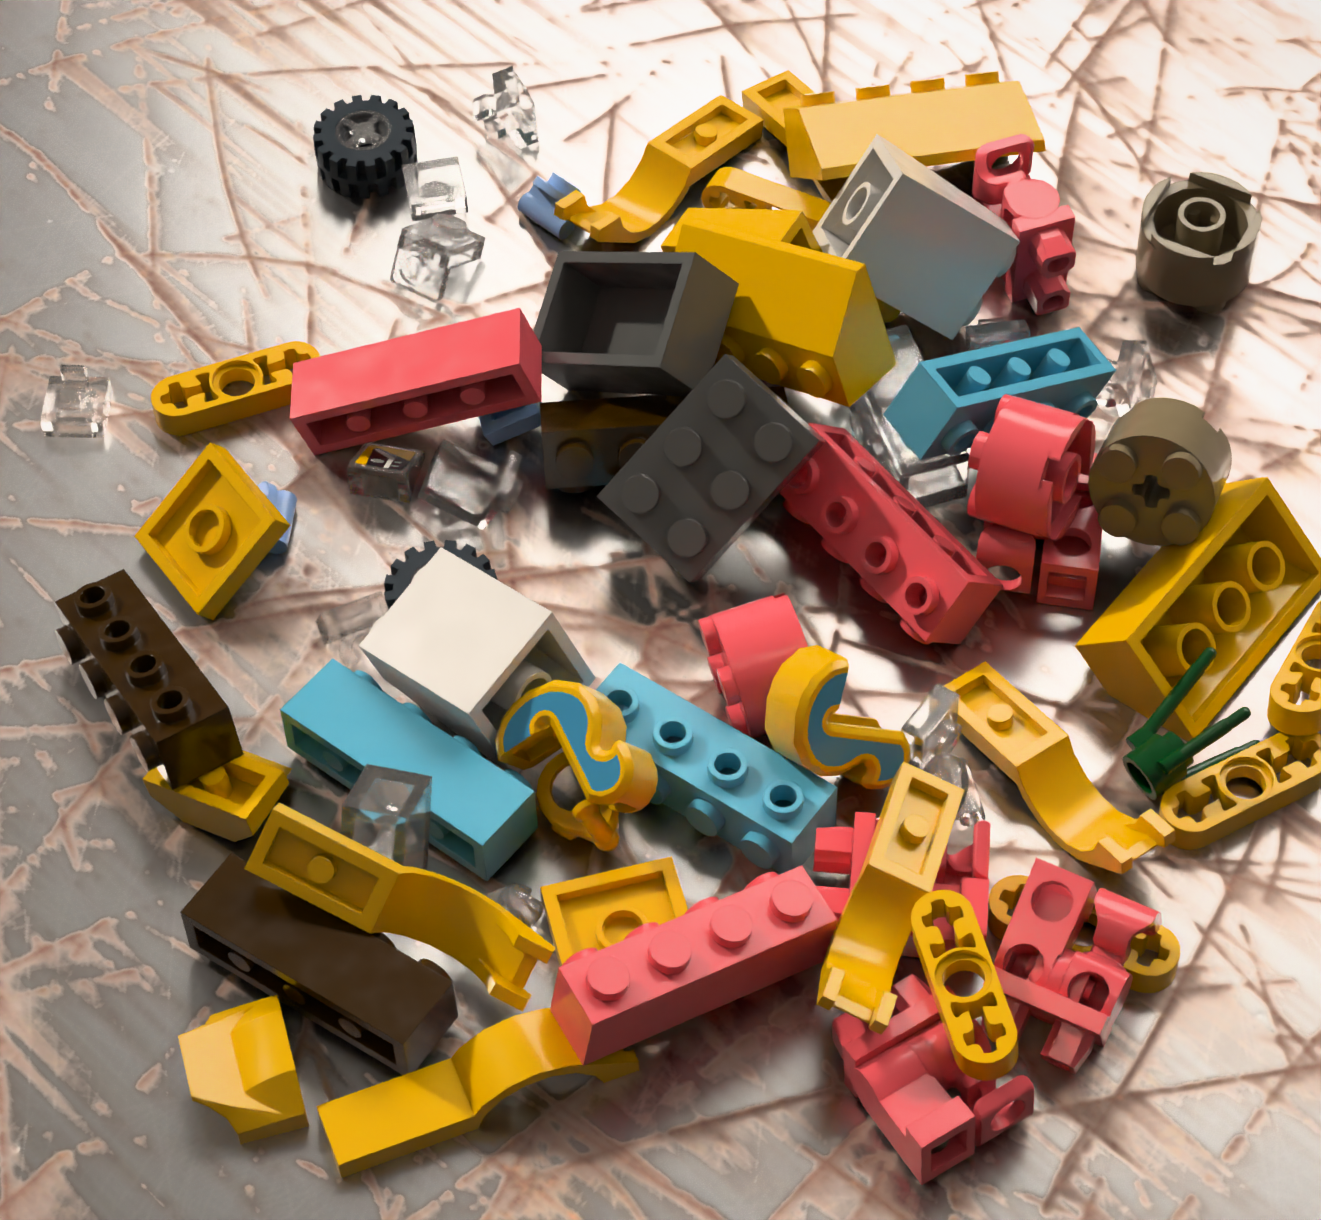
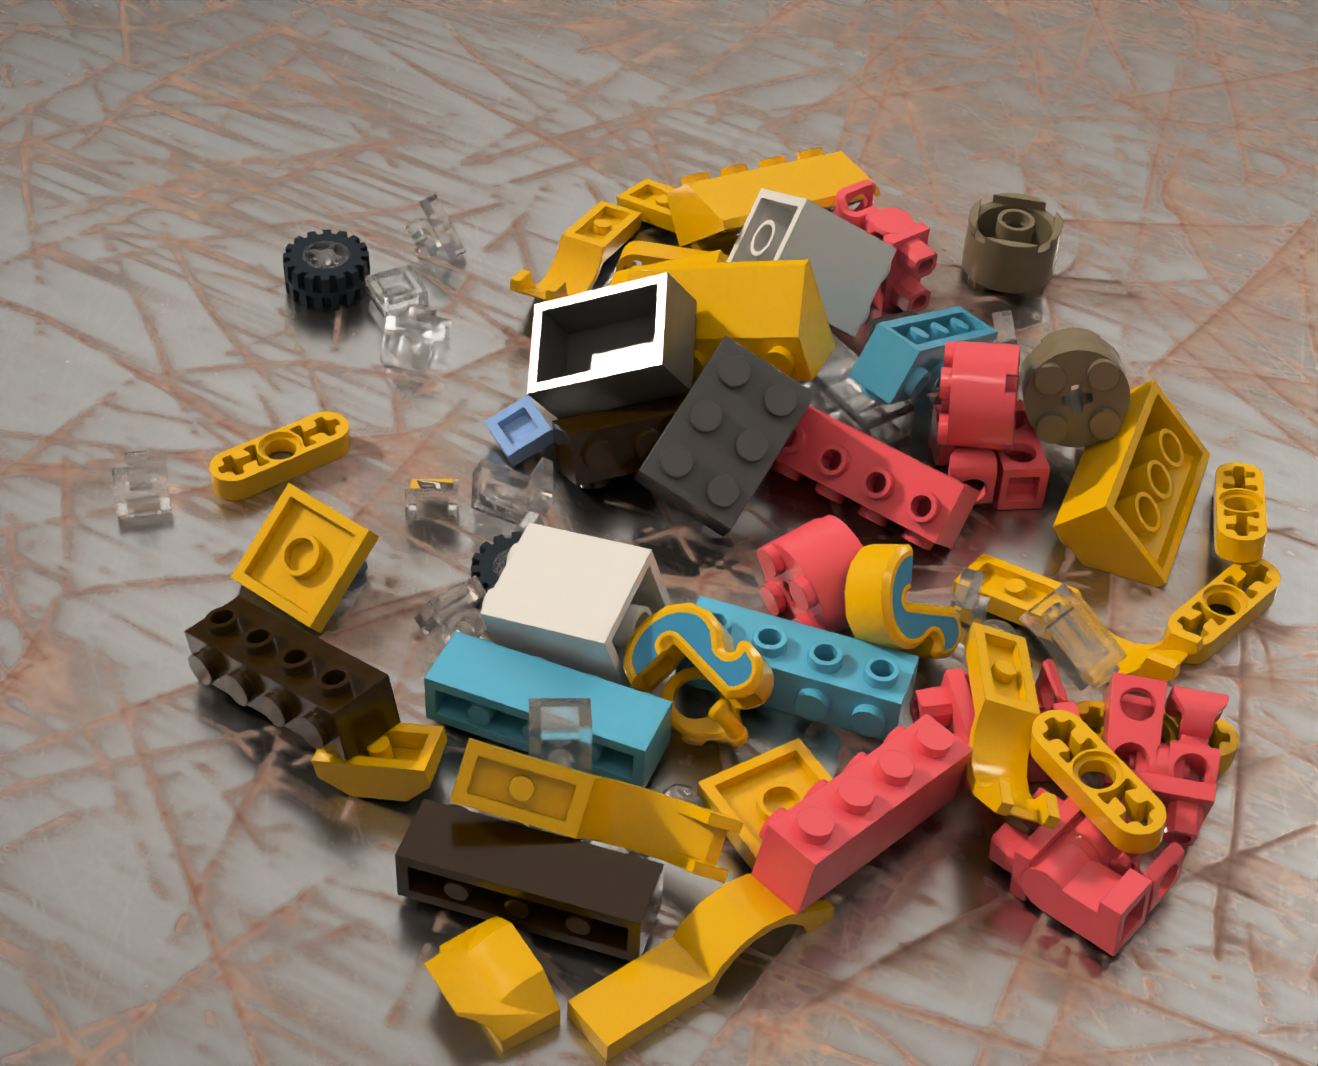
camera: 20 degrees left, 10 degrees down
(417, 382) = (443, 419): coral brick -> none
(540, 204) = (494, 291): light blue plate -> none
(1017, 802) = (1074, 638): none -> clear brick
(1163, 760) = (1158, 595): dark green plant -> none

